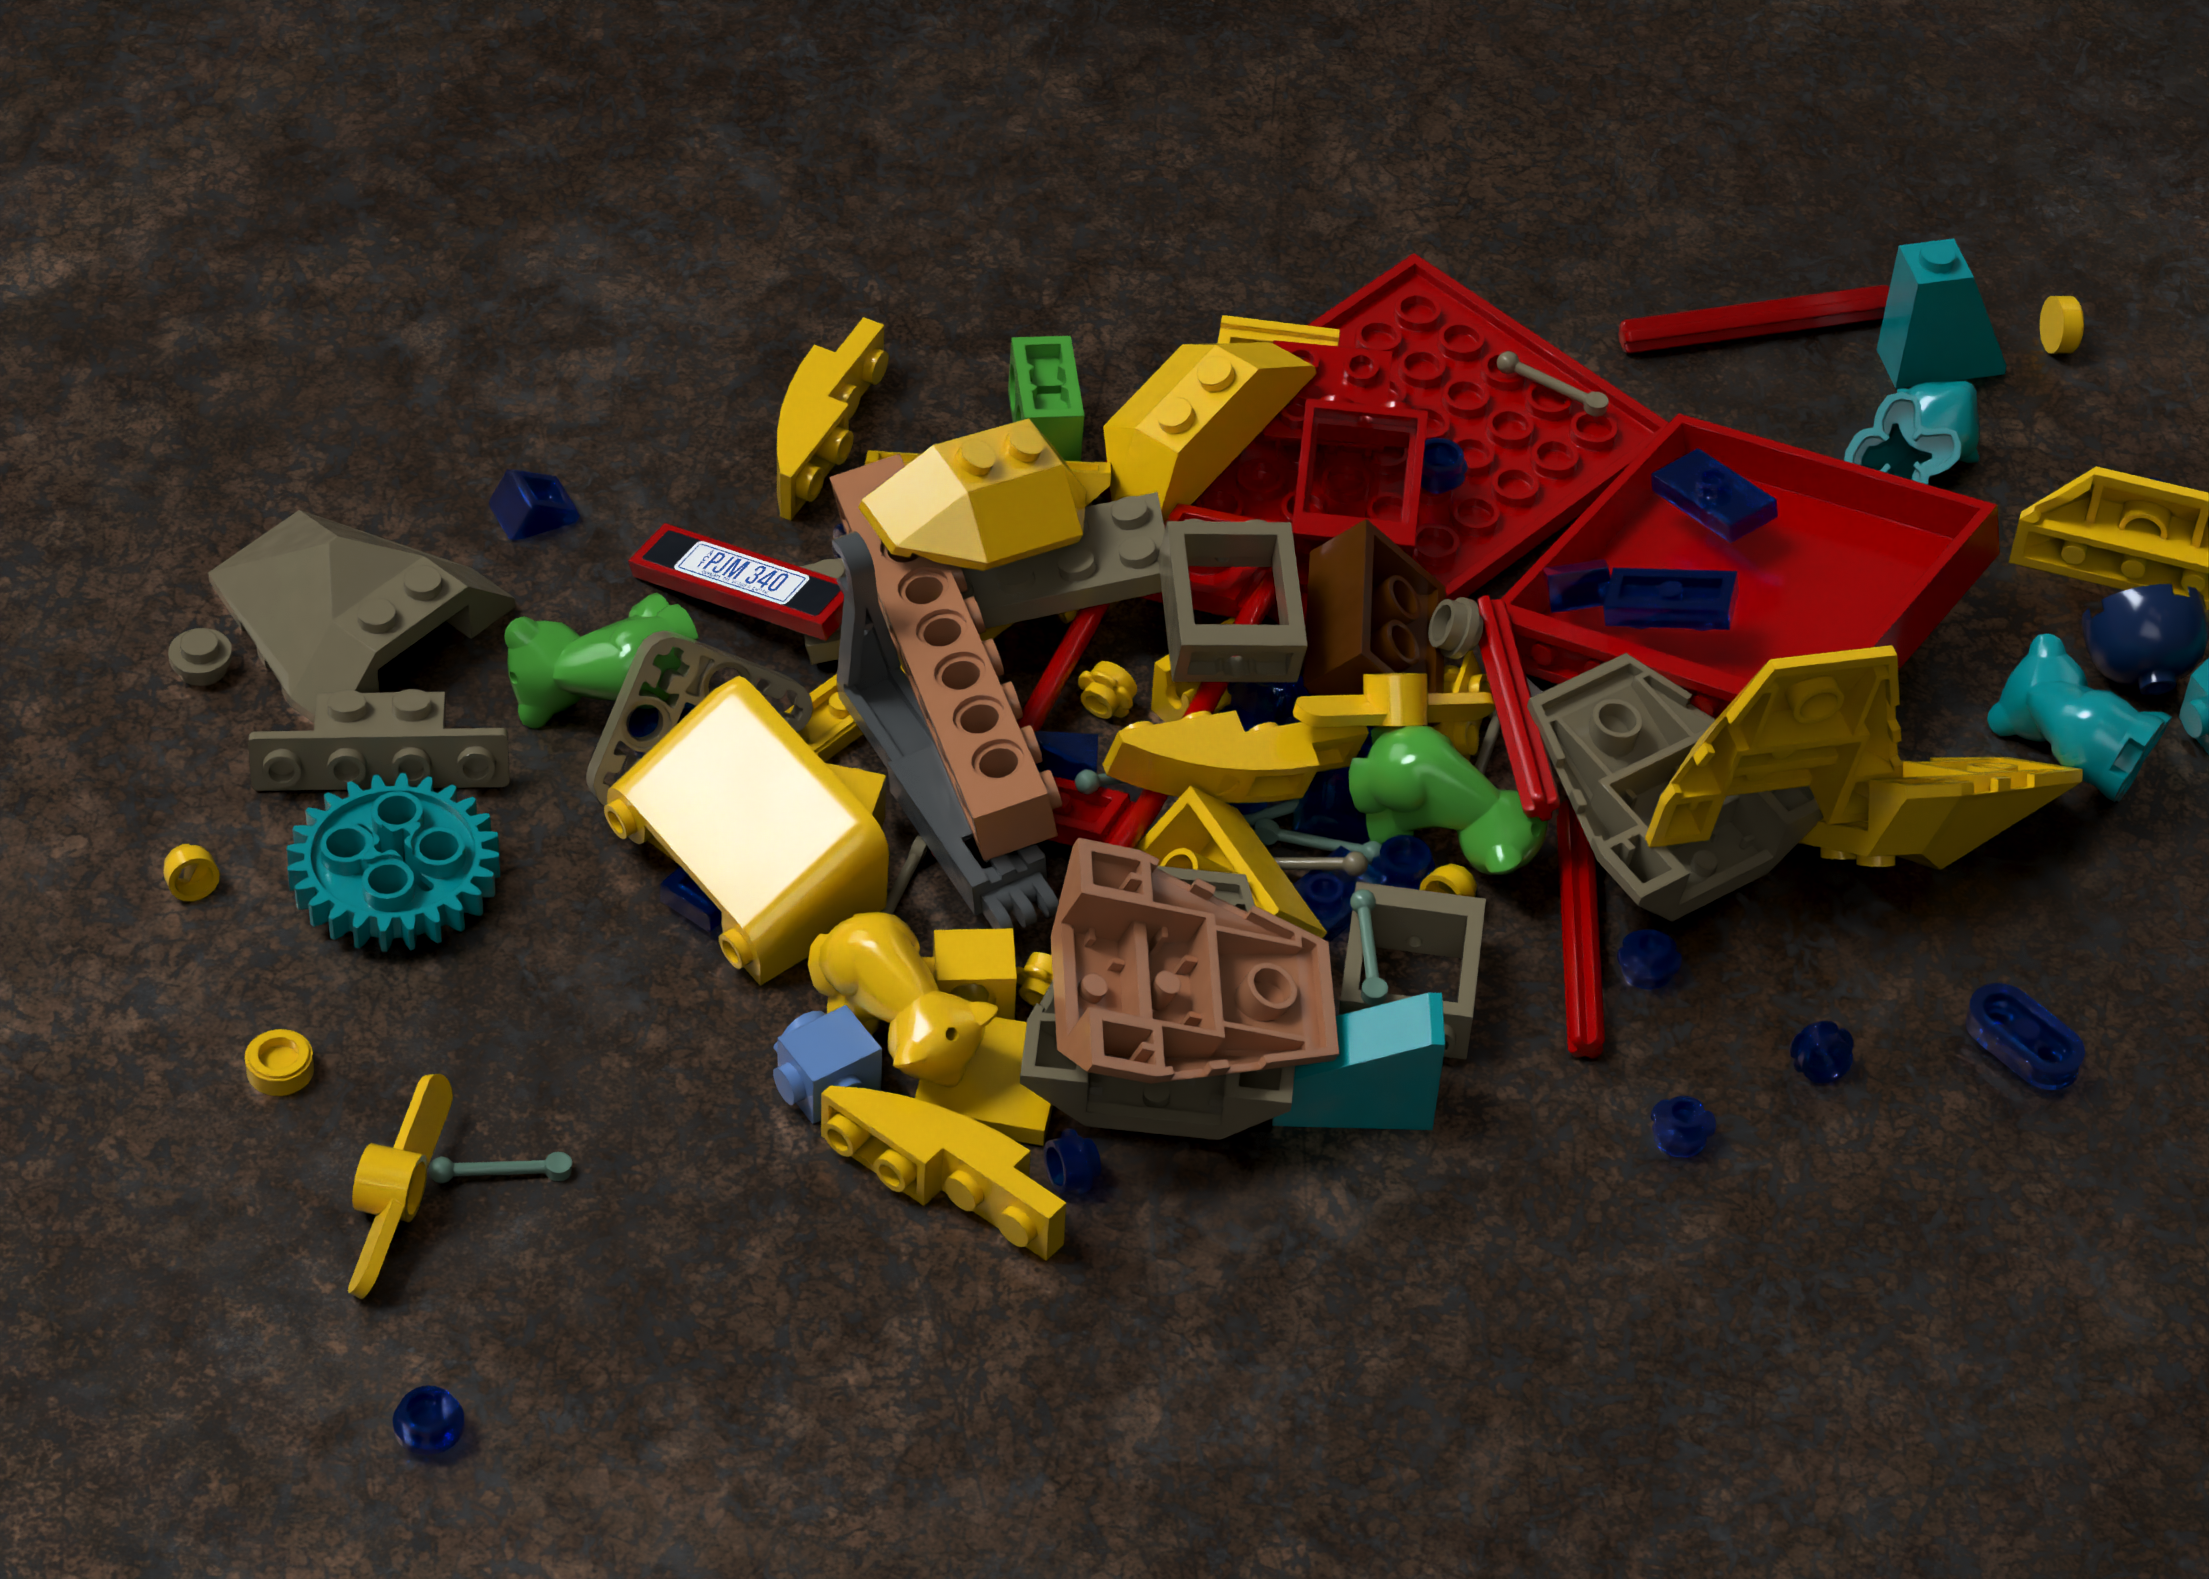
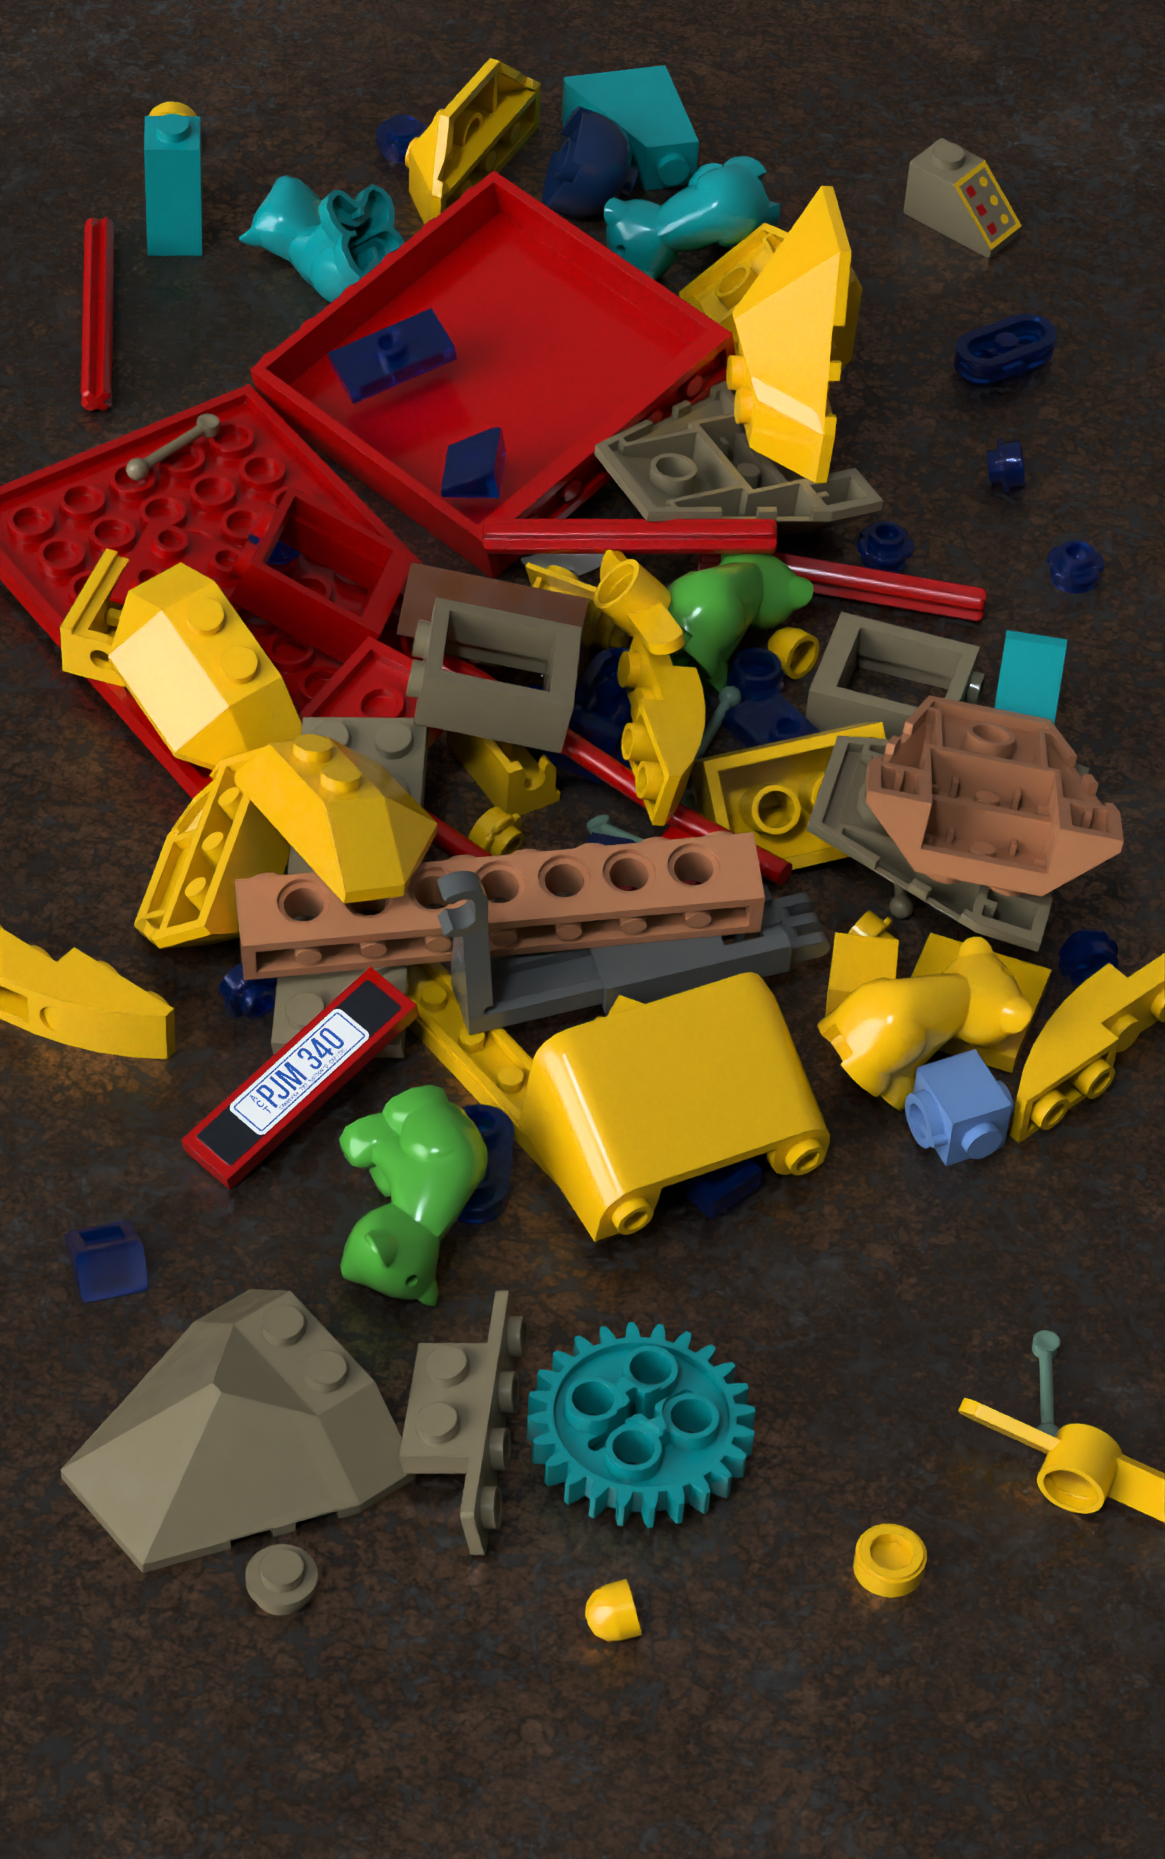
camera: 80 degrees left, 0 degrees up
(683, 685) = (489, 1110): dark tan beam -> none
(1047, 391) = (104, 801): bright green brick -> none
(1353, 863) = (769, 697): dark tan hinge -> none
(1373, 989) = (849, 683): sand green hinge -> none
(1455, 627) = (516, 555): dark tan plate -> none
(1671, 598) = (542, 398): clear blue plate -> none

